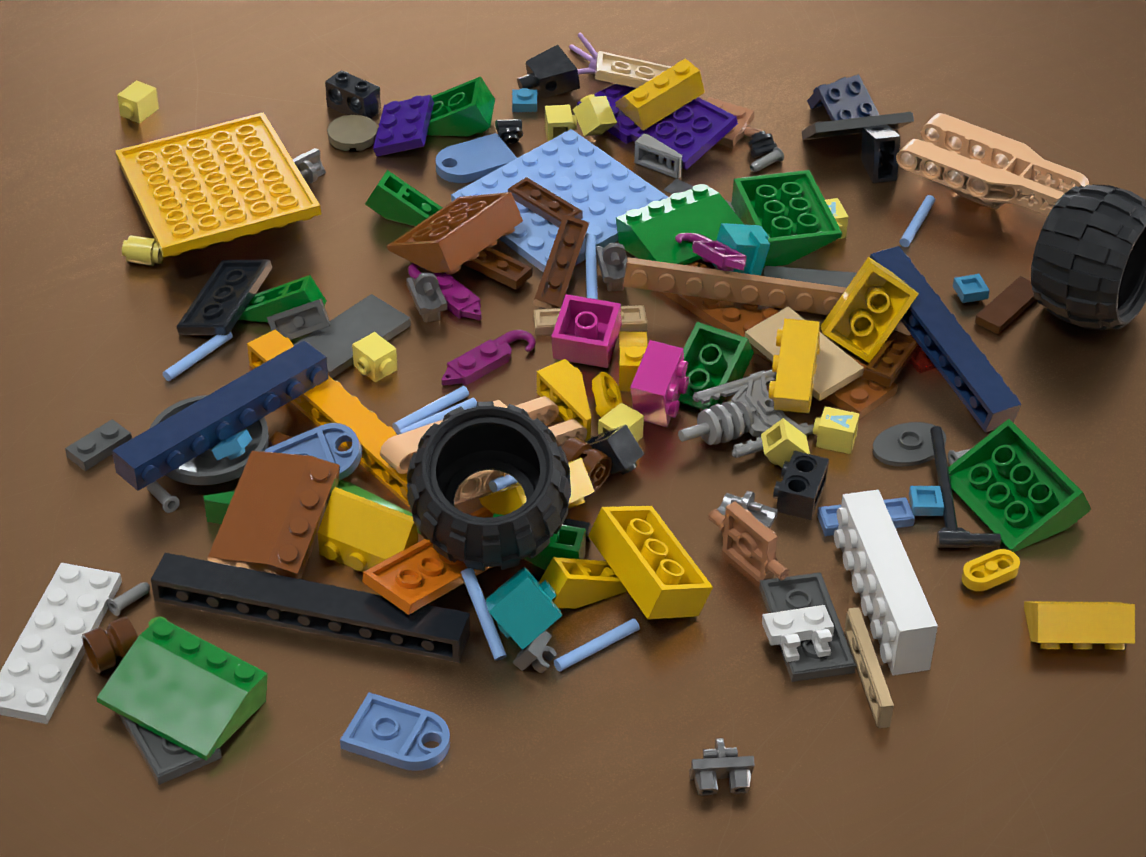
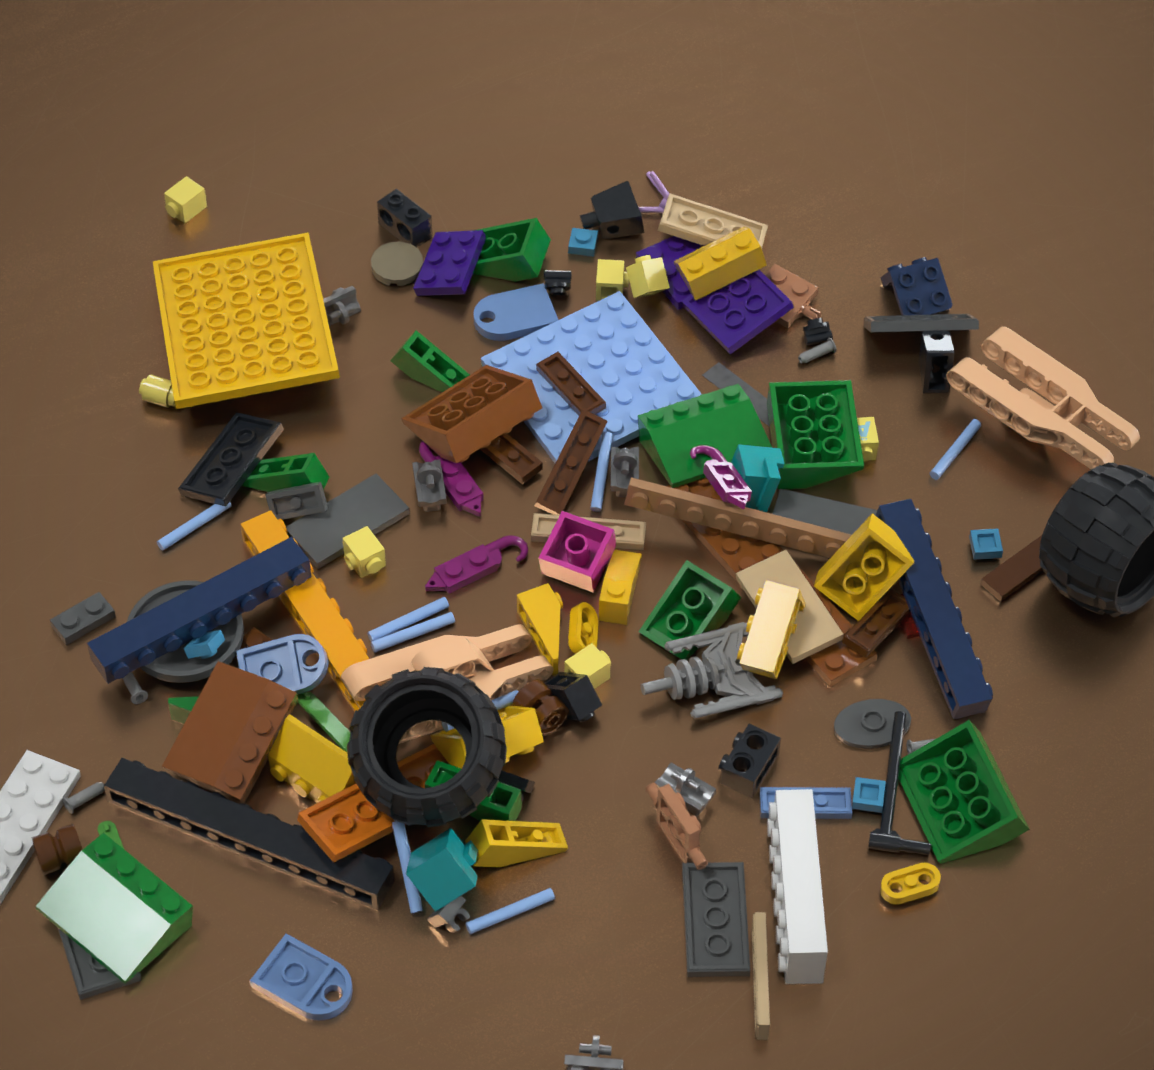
camera: 10 degrees right, 10 degrees up
(645, 154) = (702, 335): light grey slope -> none
(650, 562) = (576, 832): yellow brick -> none
(659, 383) = (632, 628): dark pink brick -> none
(781, 442) = (742, 709): light yellow brick -> none
(797, 625) = (704, 921): white plate -> none
(836, 430) = (801, 700): light yellow brick -> none
(1080, 624) = (980, 956): yellow slope -> none

